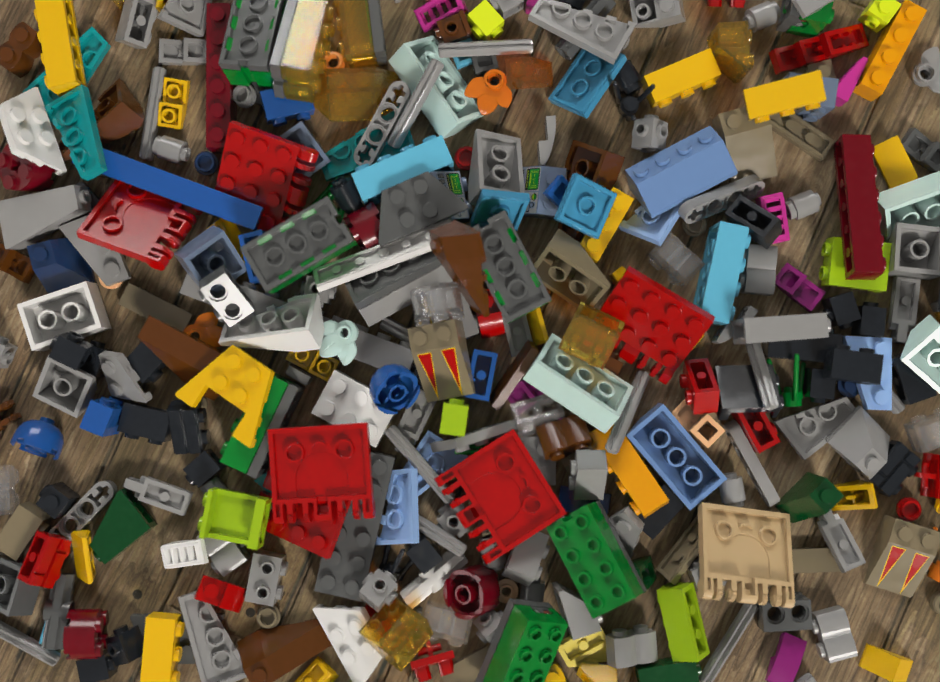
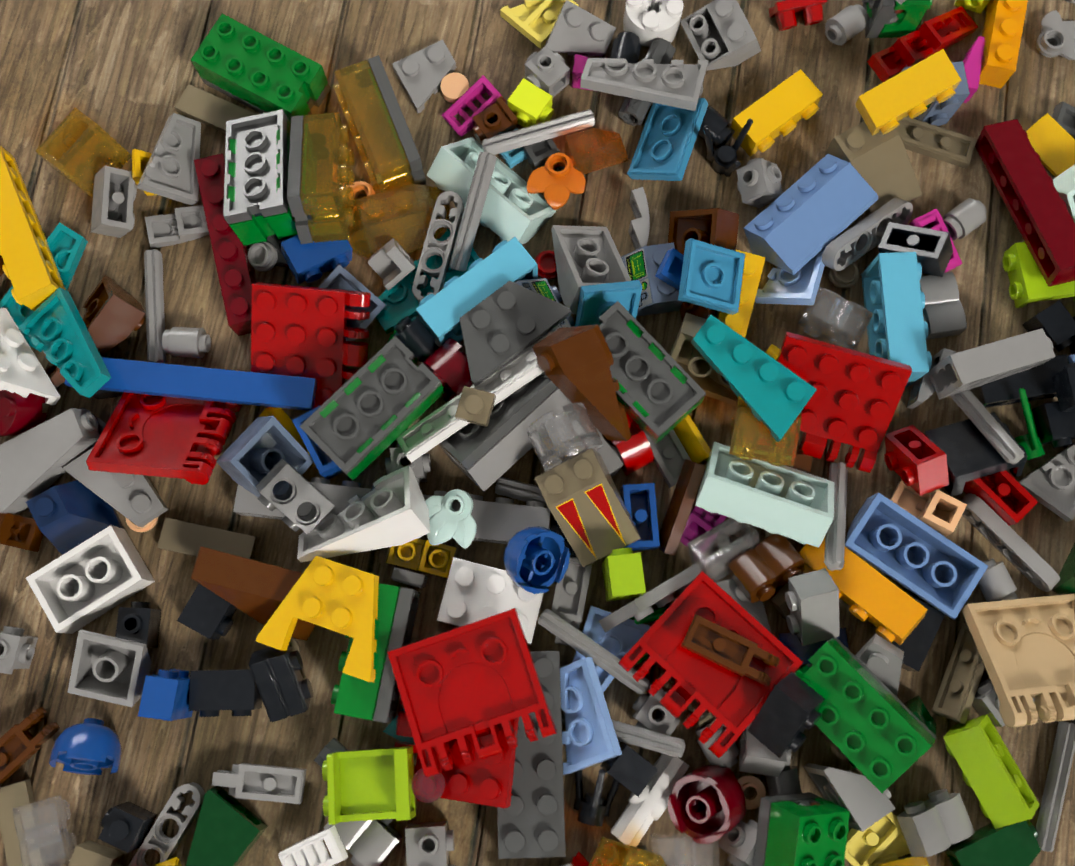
camera: 15 degrees left, 10 degrees down
(70, 350) = (107, 617): black brick -> none
(121, 377) = (181, 639): light grey wing -> none
(174, 103) = (178, 288): yellow slope -> none
(203, 468) = (312, 732): black brick -> none
(206, 163) = (233, 348): dark blue plate -> none
(207, 328) = (278, 550): orange plate -> none
(275, 531) = (428, 788): none -> clear pink plate
(343, 127) = (391, 263): none -> light grey panel
(376, 264) = (475, 406): none -> dark tan plate
(377, 597) = (585, 832): light grey brick -> none
(513, 490) = (727, 649): none -> reddish brown hinge
(542, 548) = (786, 715): none -> black brick
(596, 300) = (761, 381): none -> teal wing
(732, 49) = (827, 63): clear yellow slope -> none
(798, 288) = (989, 316): magenta slope -> none

